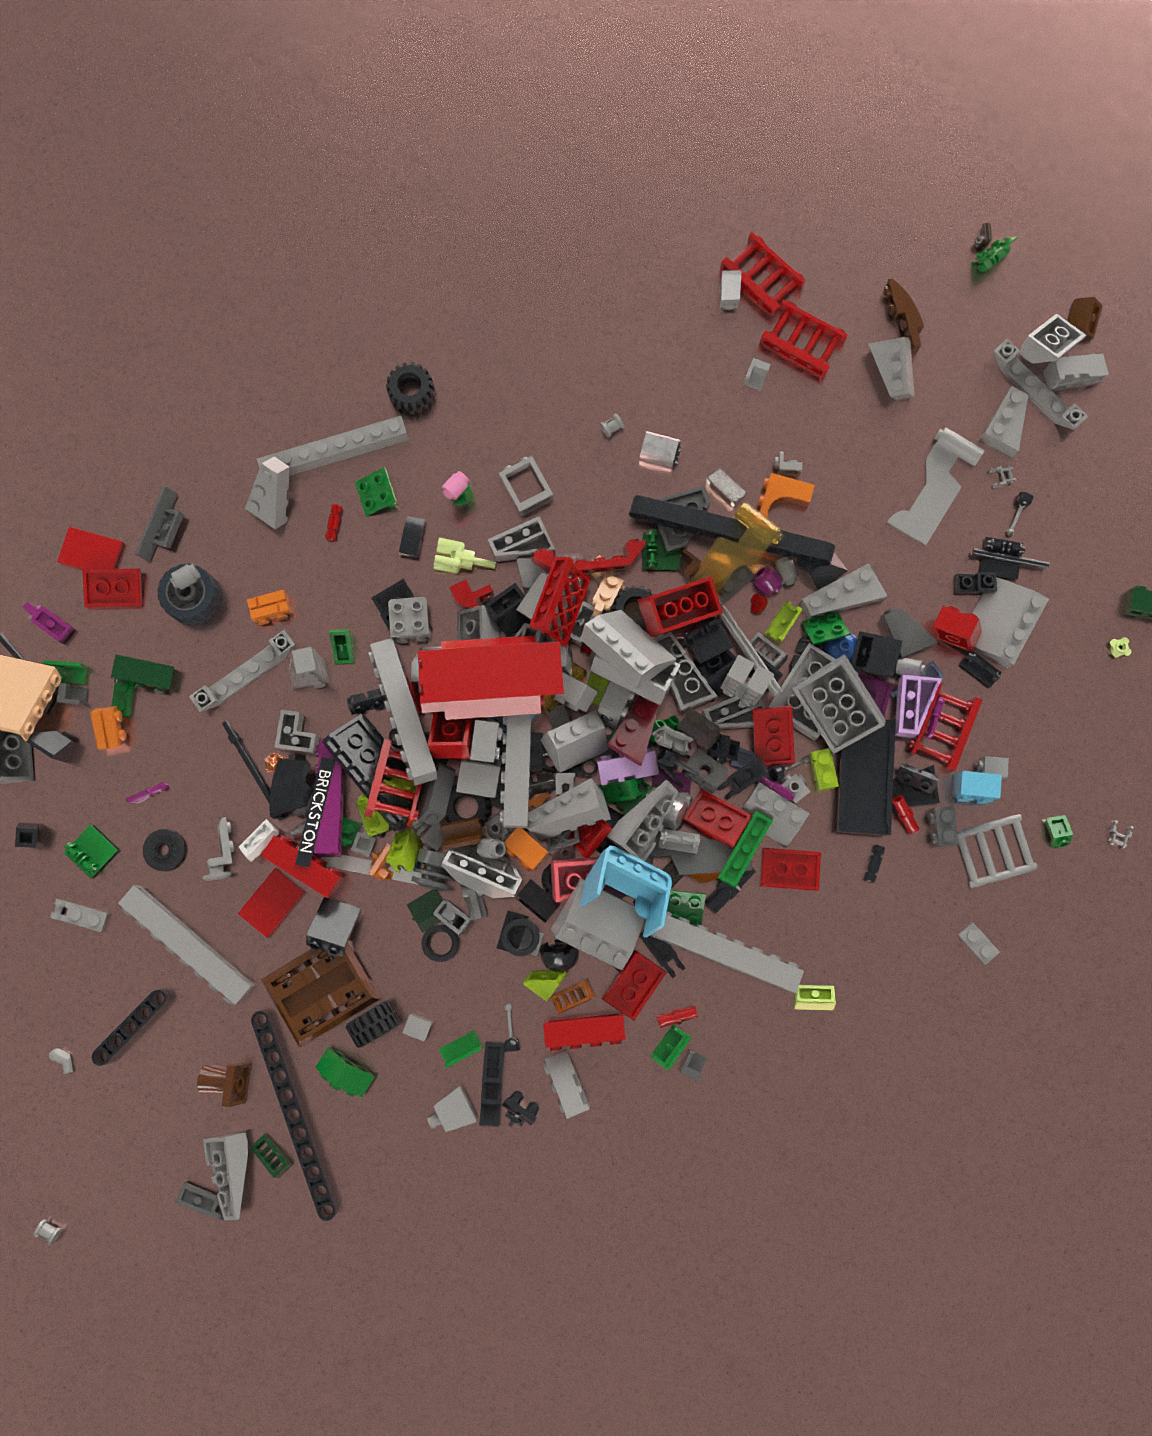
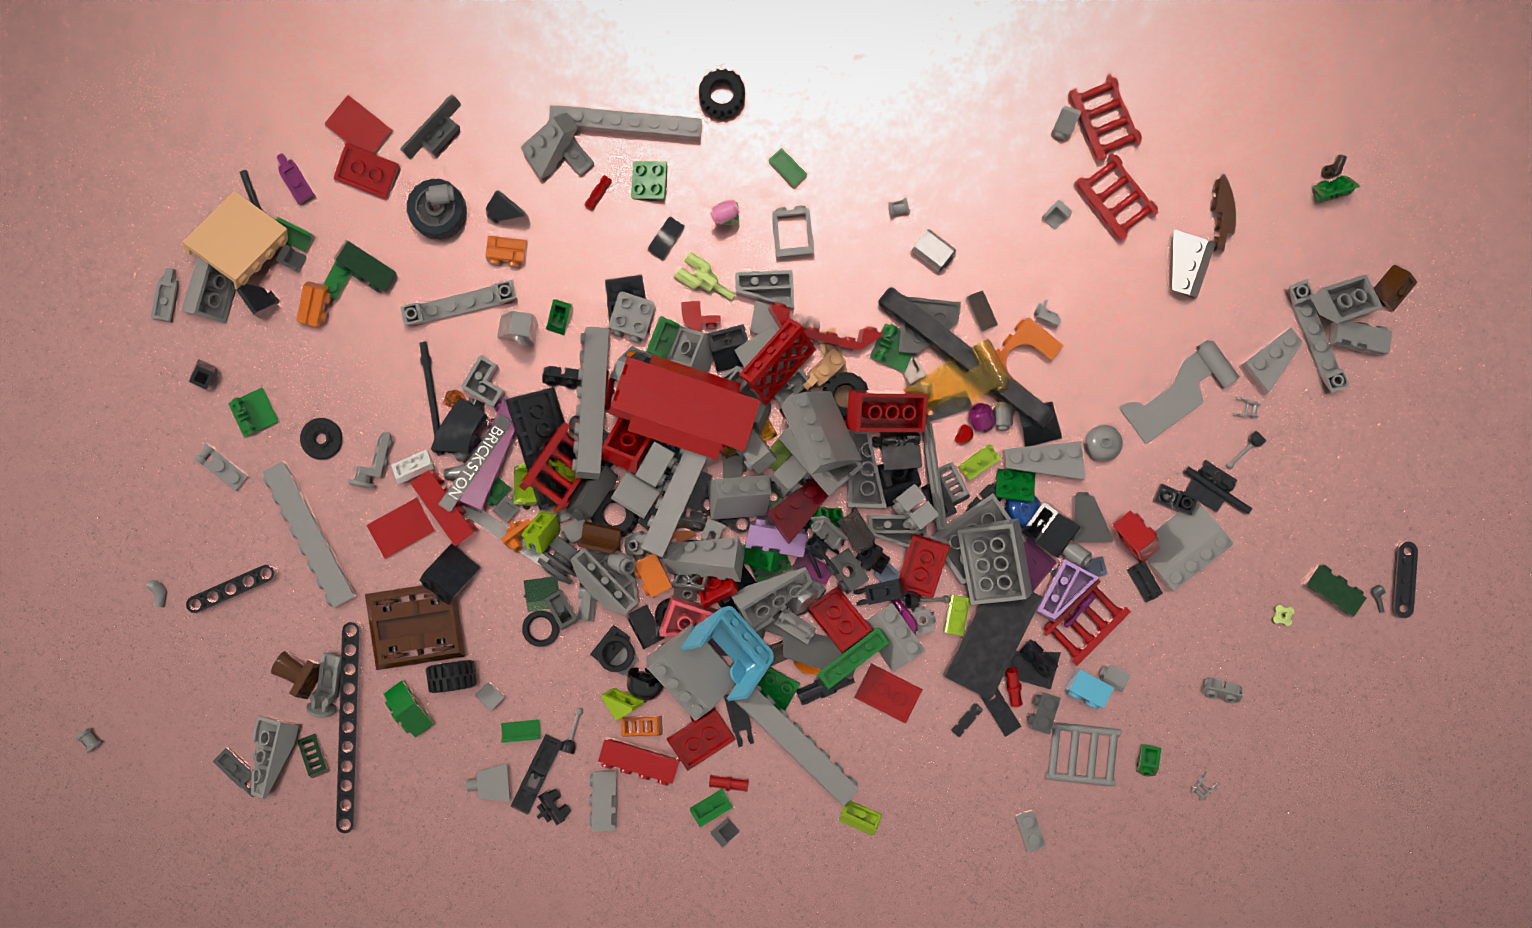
camera: 15 degrees right, 5 degrees up
(146, 793) = (323, 379): magenta piece -> none
(253, 570) = (504, 210): none -> black slope
(259, 1084) = (327, 687): none -> light grey piece
(302, 497) = (577, 157): none -> light grey hinge
(445, 625) = (663, 337): none -> green hinge
(497, 430) = (787, 167): none -> green plate
(888, 559) = (1103, 443): none -> light grey cylinder
(903, 845) = (1001, 713): none -> black plate
(1105, 738) = (1231, 693): none -> light grey hinge

